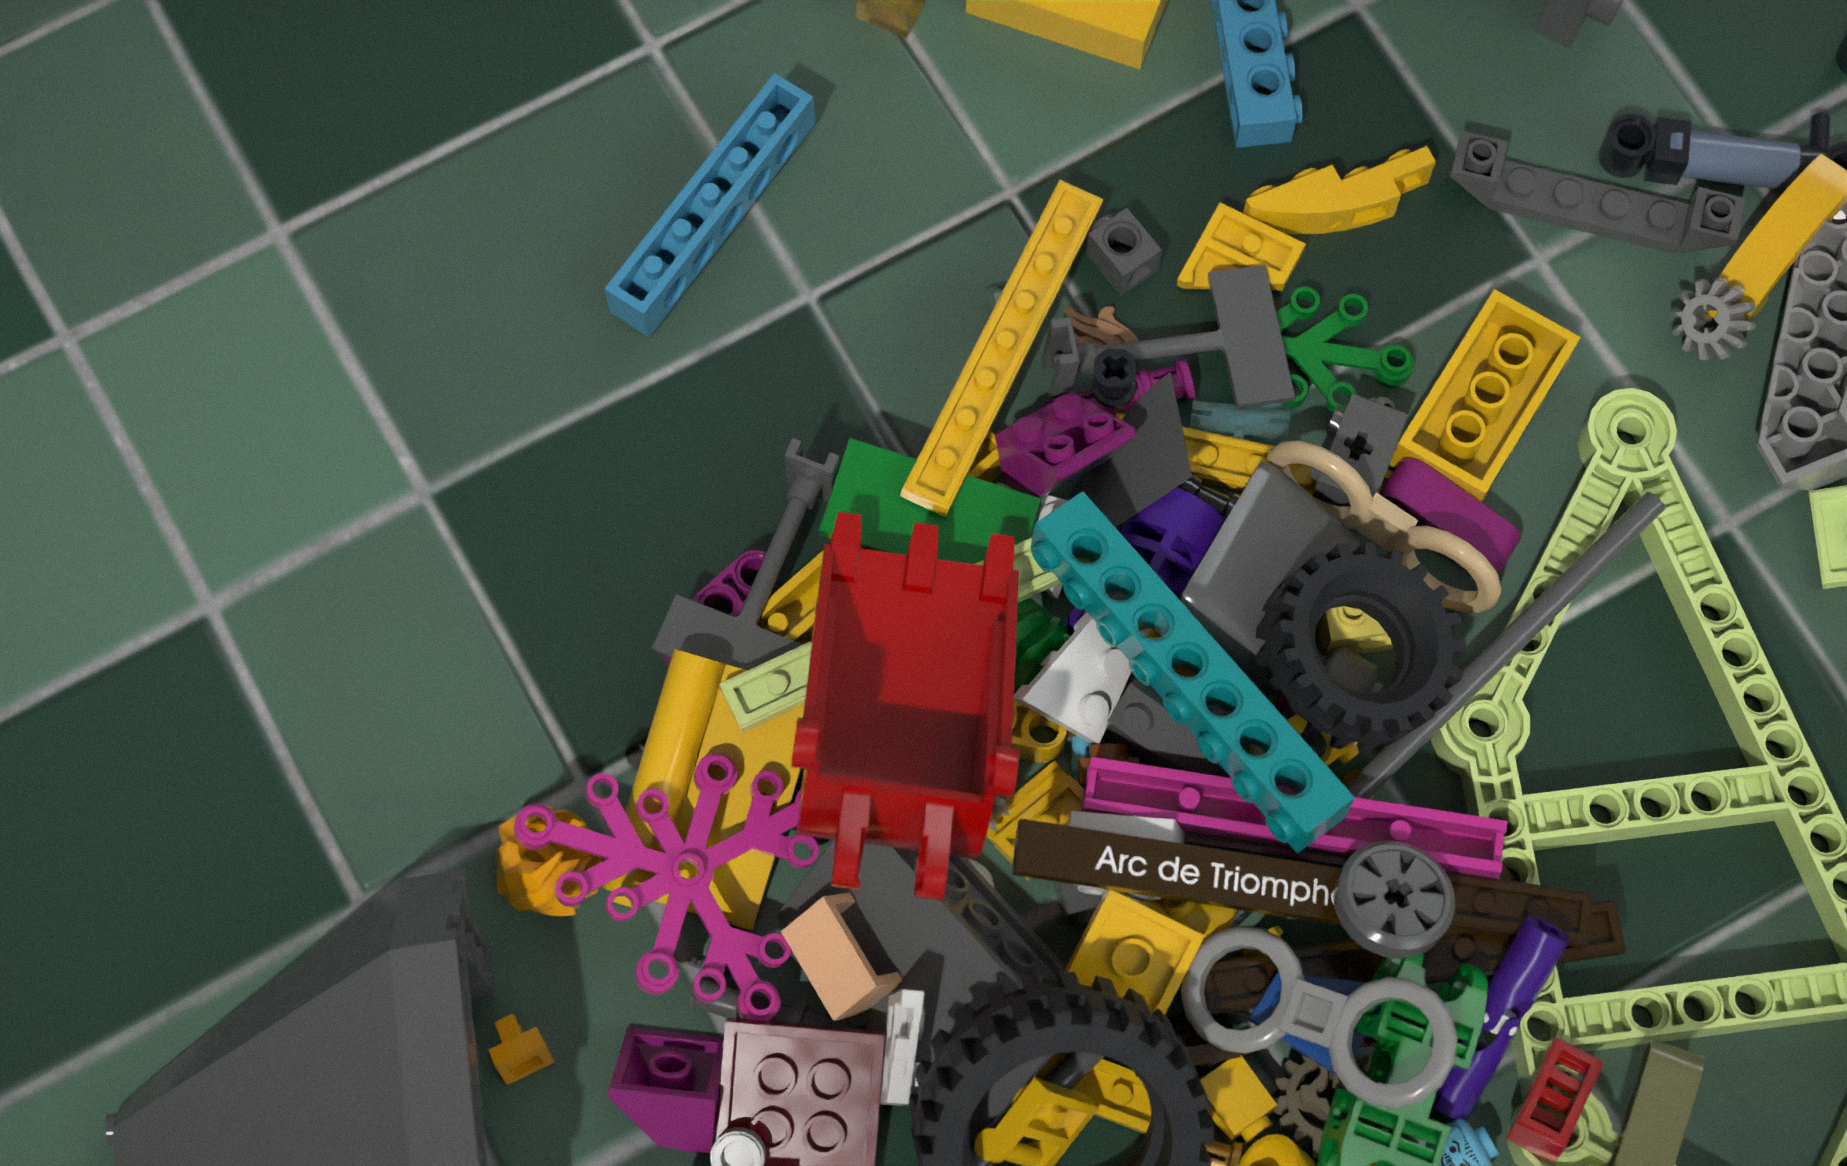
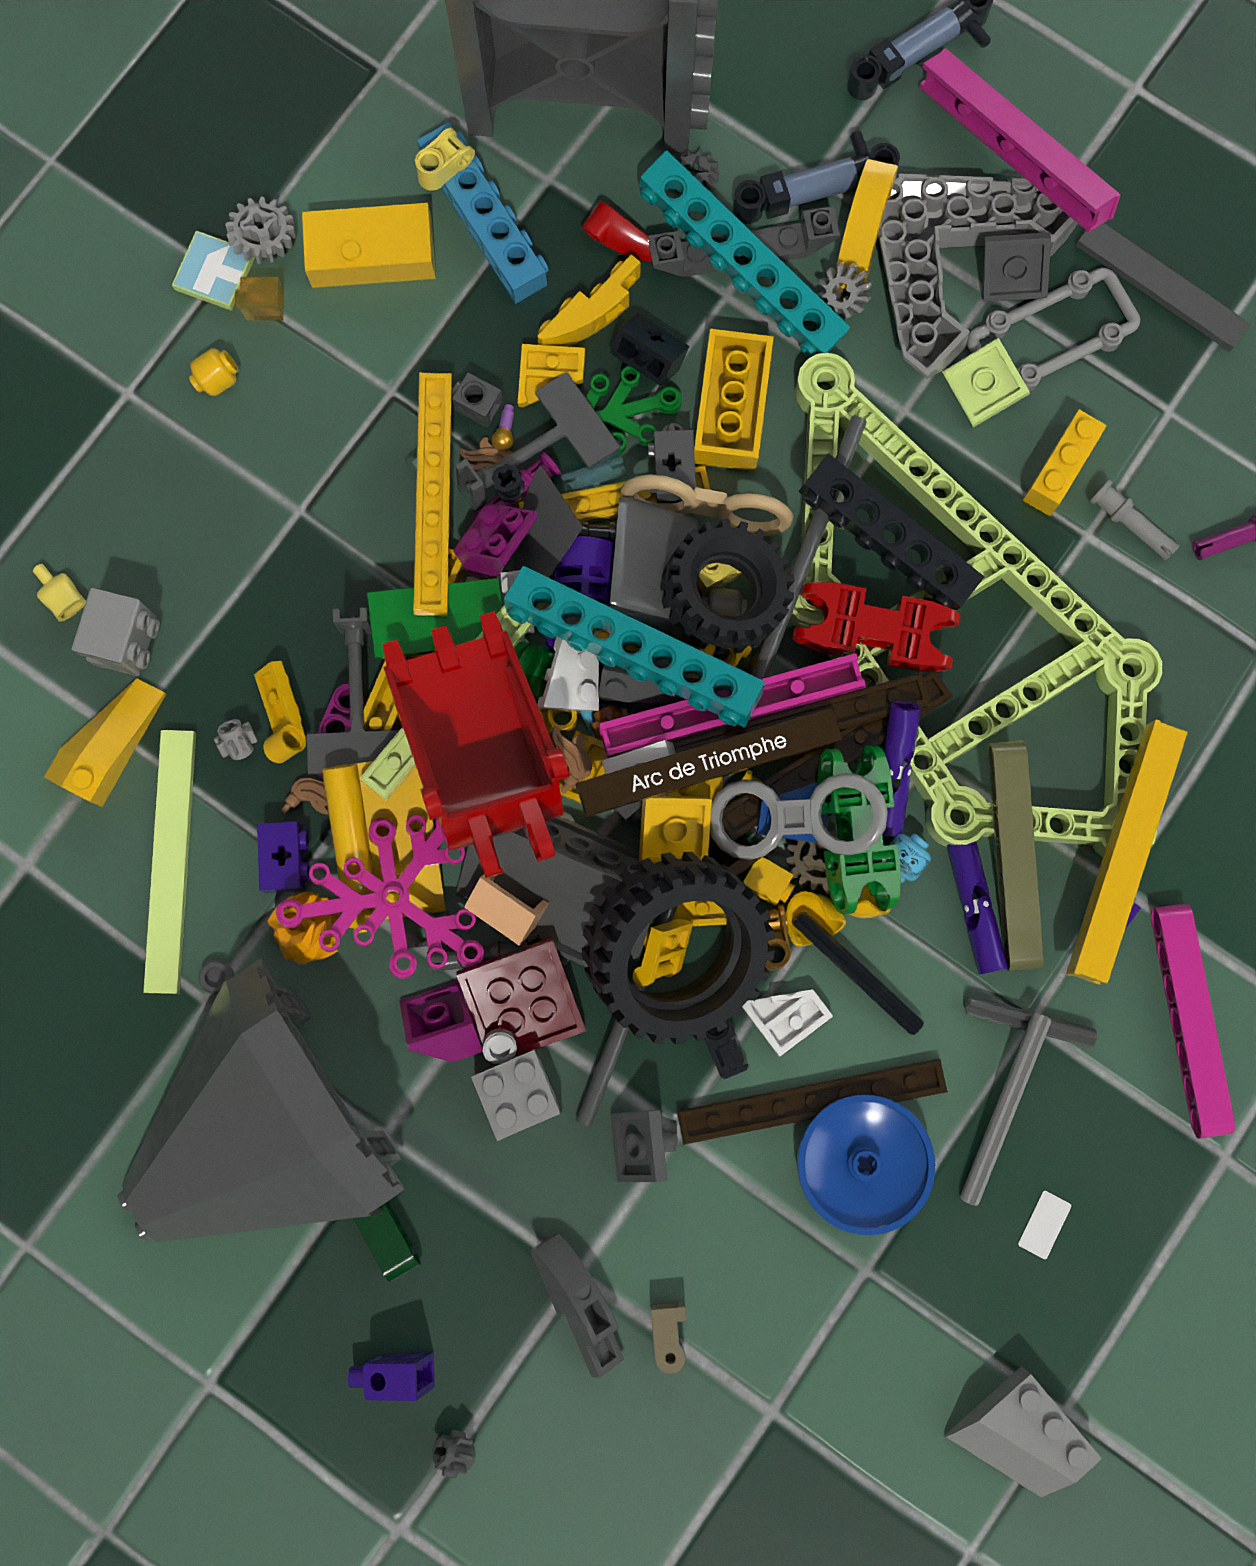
camera: 25 degrees left, 10 degrees up
(385, 869) = (213, 976): none -> dark grey tile
(387, 496) = (101, 749): none -> yellow wedge
(403, 691) = (170, 862): none -> yellowish green tile
(433, 266) = (58, 594): none -> light yellow piece
(484, 346) = (115, 632): none -> light grey piece
(520, 1051) = (343, 1044): light orange tile -> none
(561, 722) = (272, 844): none -> dark purple brick
(574, 561) = (235, 739): none -> light grey gear
(637, 675) = (307, 790): none -> medium nougat piece
(655, 553) = (282, 713): none -> yellow plate
(711, 205) = (213, 480): dark azure brick -> none
(781, 55) = (213, 372): none -> yellow head
(903, 1031) = (564, 940): white wing -> none
(1033, 790) = (575, 758): none -> medium nougat piece
(1135, 317) = (503, 438): none -> piece
(1386, 927) = (812, 749): dark grey wheel -> none
(1396, 283) = (649, 349): none -> black brick
(1419, 110) = (616, 232): none -> red piece
(1448, 507) = (741, 477): magenta beam -> none
(1528, 60) = (670, 174): none -> teal brick
(1539, 1129) = (939, 817): red slope -> none
(1556, 802) = (876, 627): none -> red piece
(1574, 93) = (707, 166): none -> dark grey gear
(1658, 689) = (960, 576): none -> black brick

